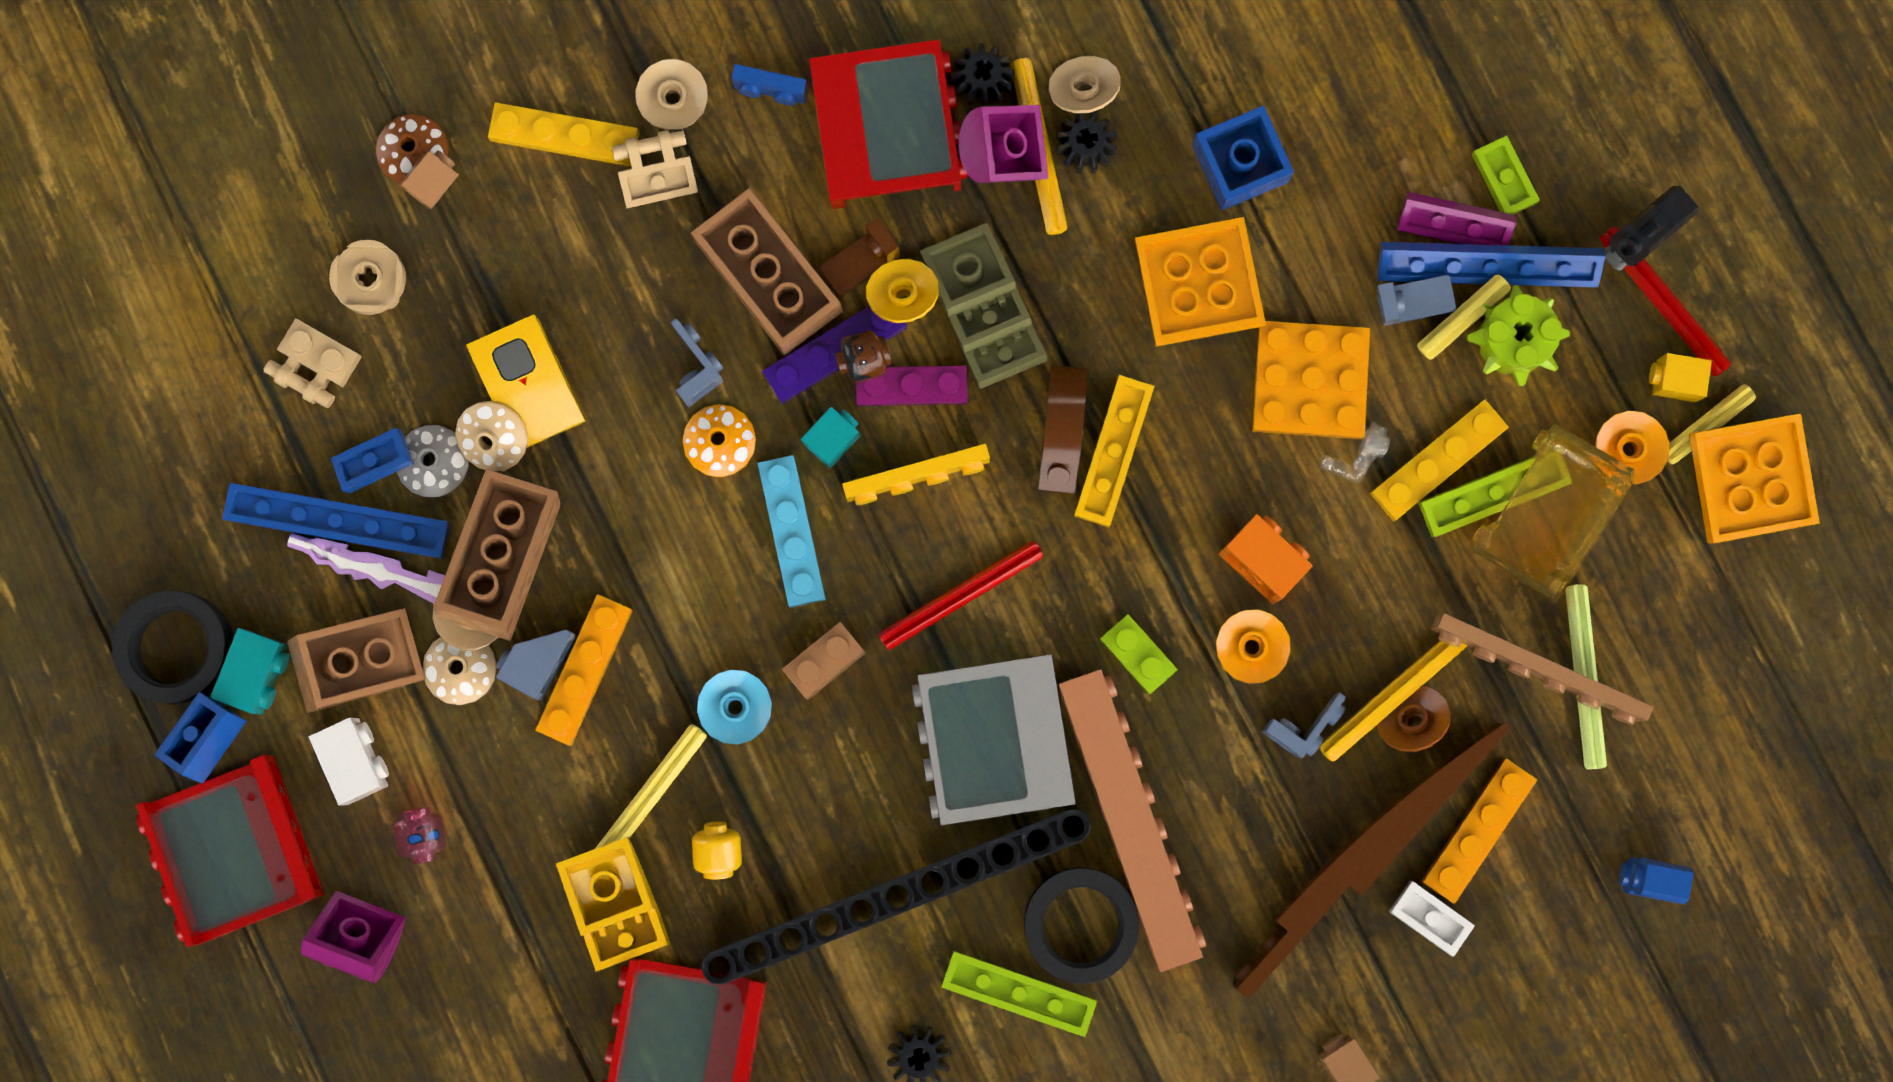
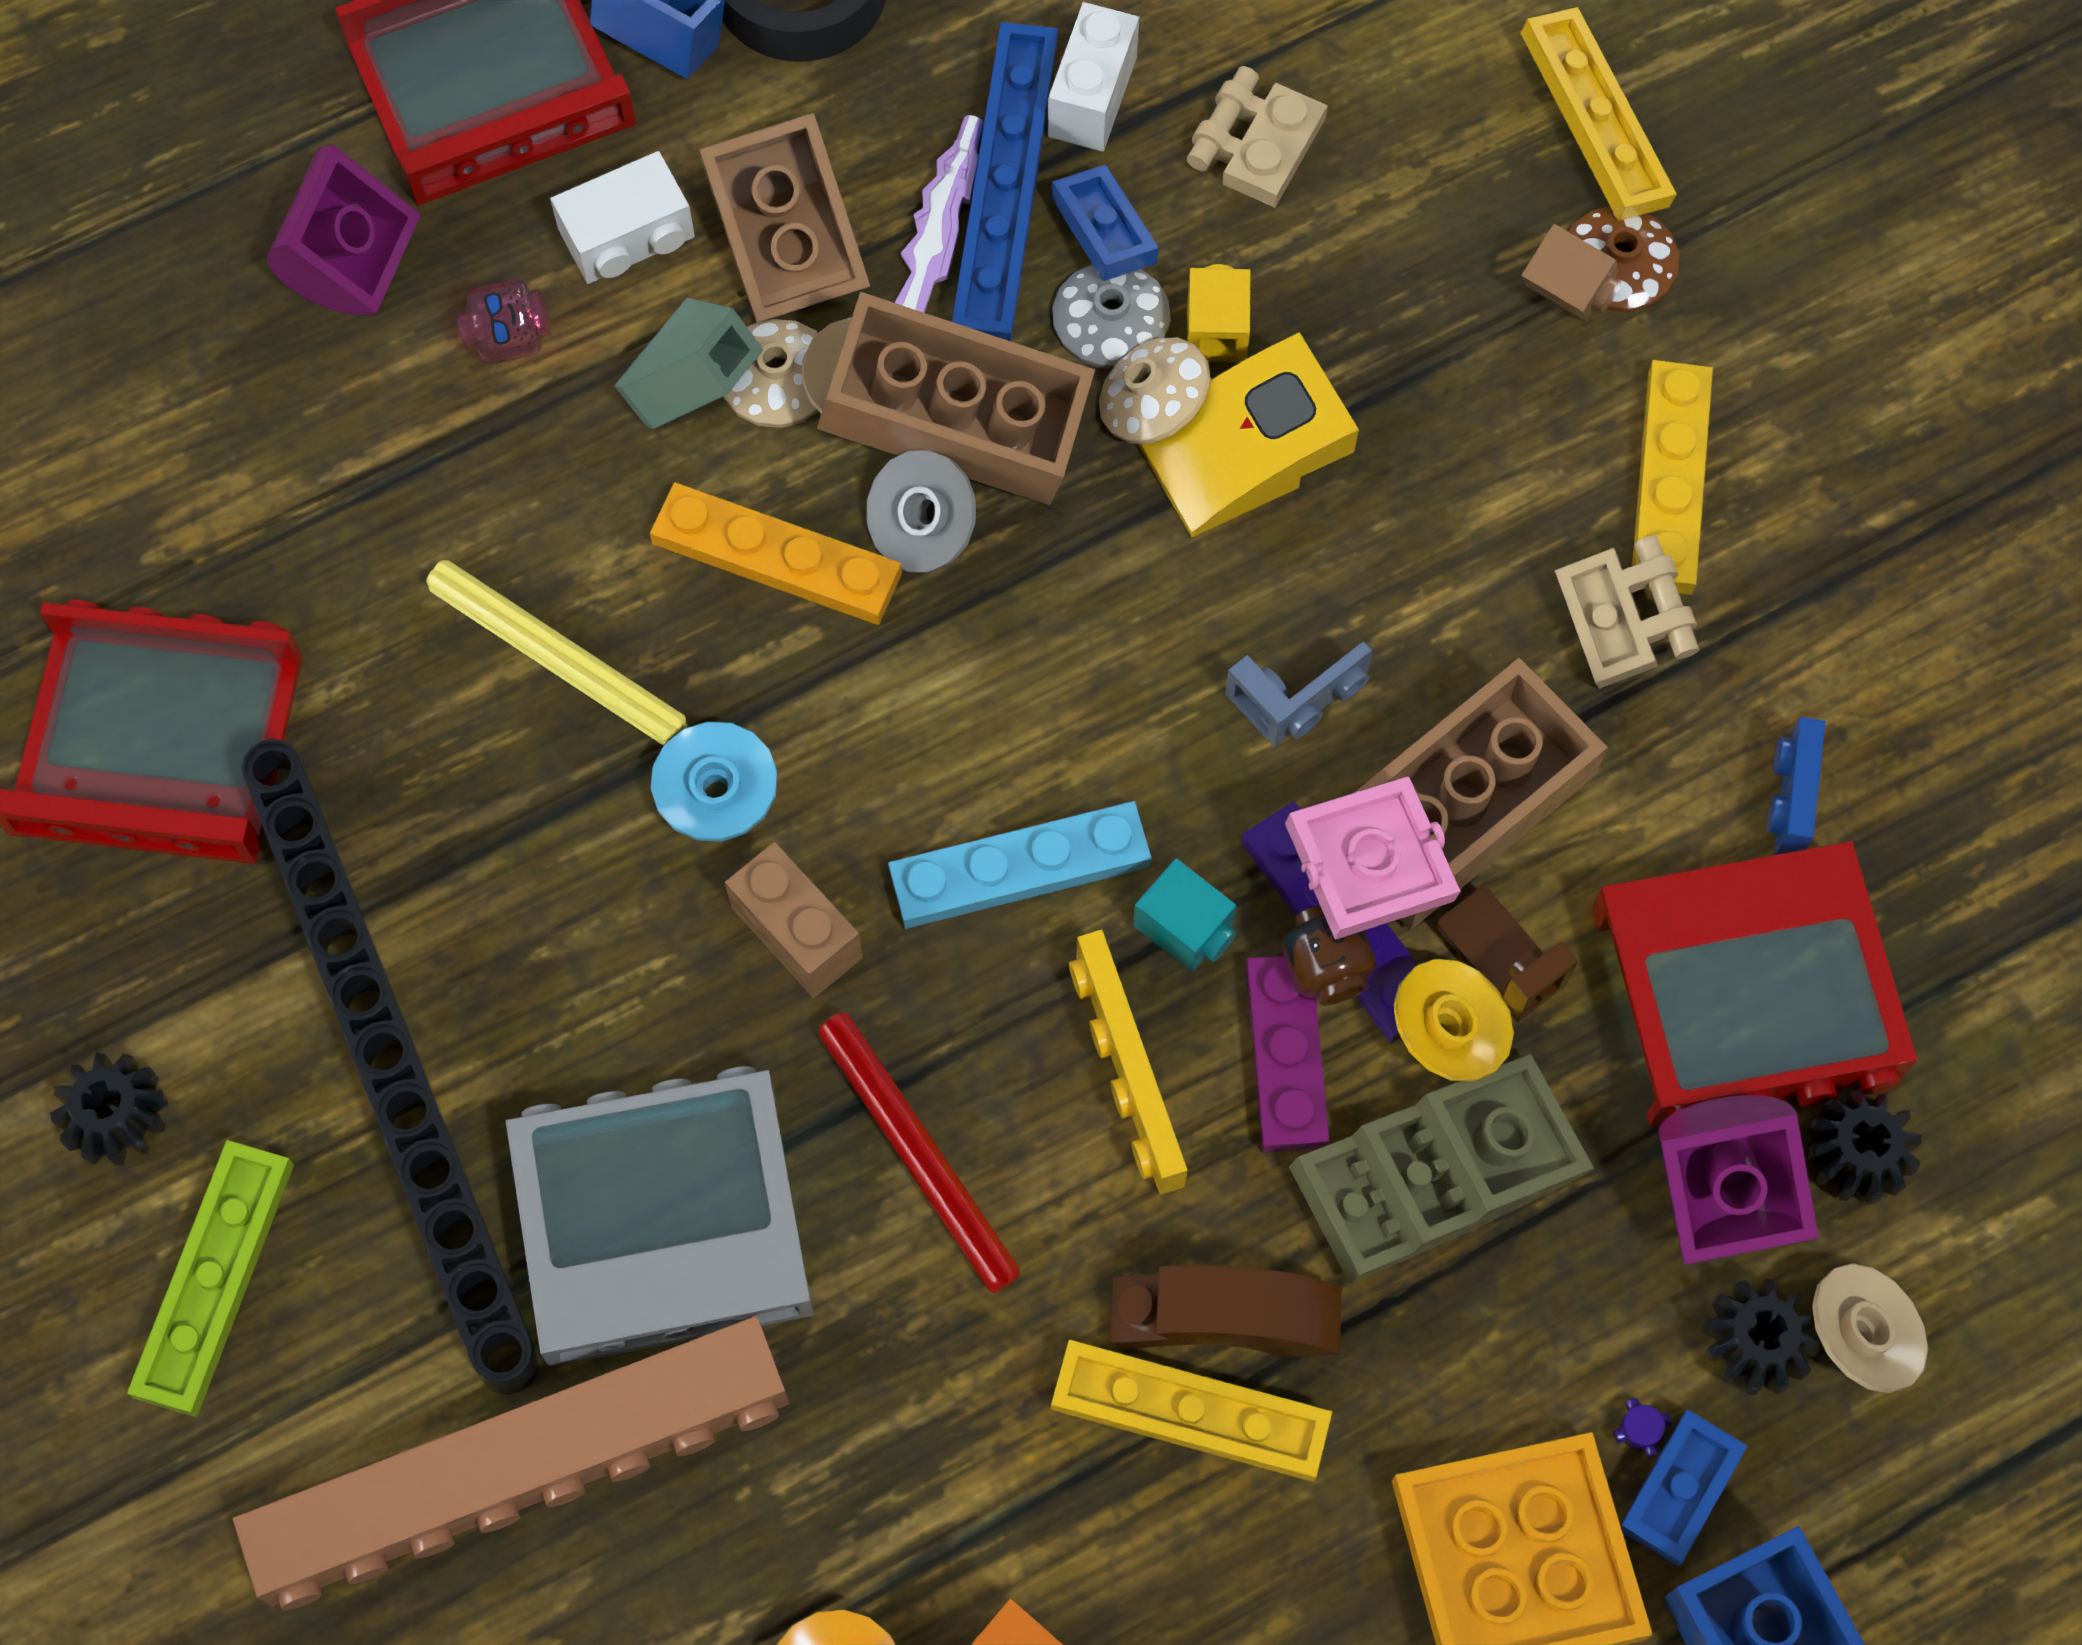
camera: 85 degrees right, 15 degrees down
(251, 672) = (761, 73): teal brick -> none
(267, 462) = (1093, 76): none -> white brick
(312, 152) = (1598, 113): none -> yellow plate
(354, 261) = (1397, 232): tan plate -> none
(440, 394) = (1219, 312): none -> yellow brick
(457, 719) = (689, 362): none -> sand green slope
(535, 663) = (780, 474): sand blue slope -> none
(566, 594) = (900, 505): none -> light grey dish
(613, 904) = (385, 609): yellow slope -> none
(667, 78) = (1766, 609): tan dish -> none
(716, 851) = (471, 765): yellow head -> none
(732, 453) = (1165, 769): light orange dish -> none
(815, 325) = (1372, 857): none -> bright pink plate
(1047, 189) = (1669, 1274): yellow axle -> none
(1126, 936) = (277, 1319): black tyre -> none
(1130, 211) = (1642, 1427): none -> dark purple piece
(1138, 654) = (819, 1472): lime plate -> none
(1164, 193) = (1682, 1488): none -> blue plate

